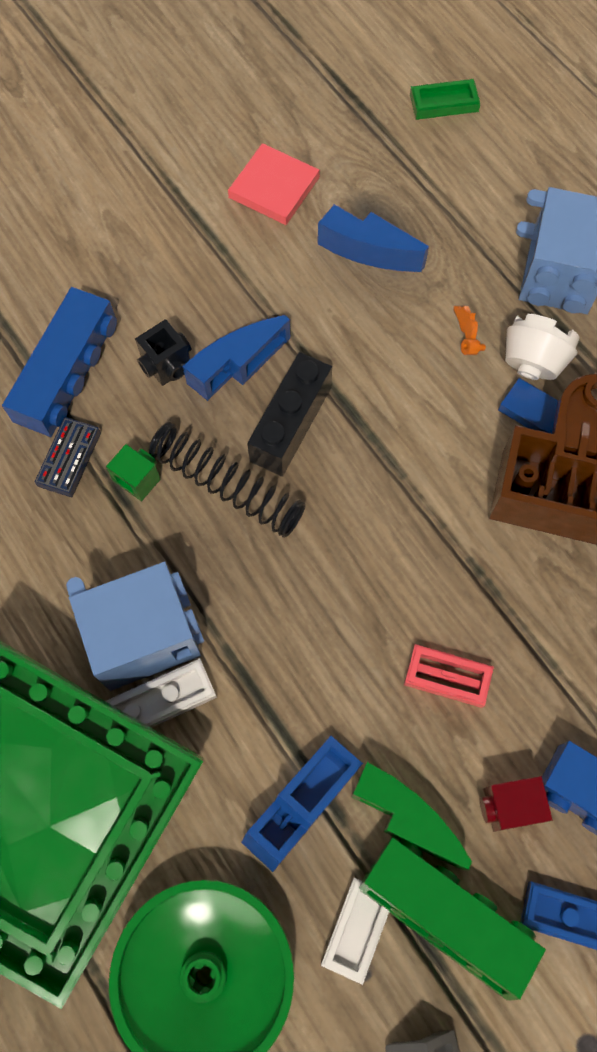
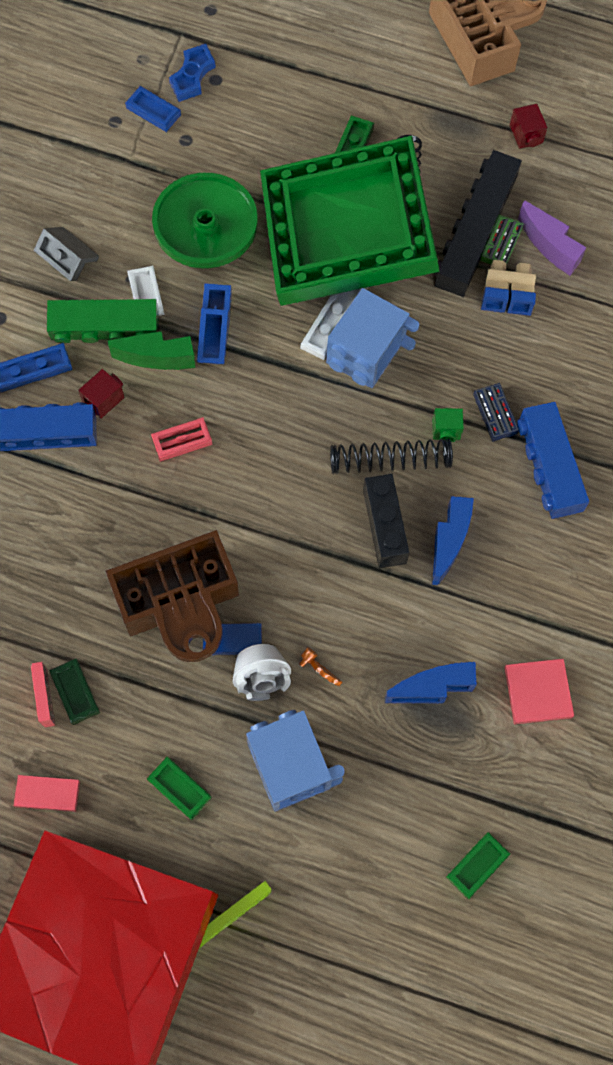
camera: 140 degrees right, 0 degrees up
(163, 352) = (494, 503): black brick -> none

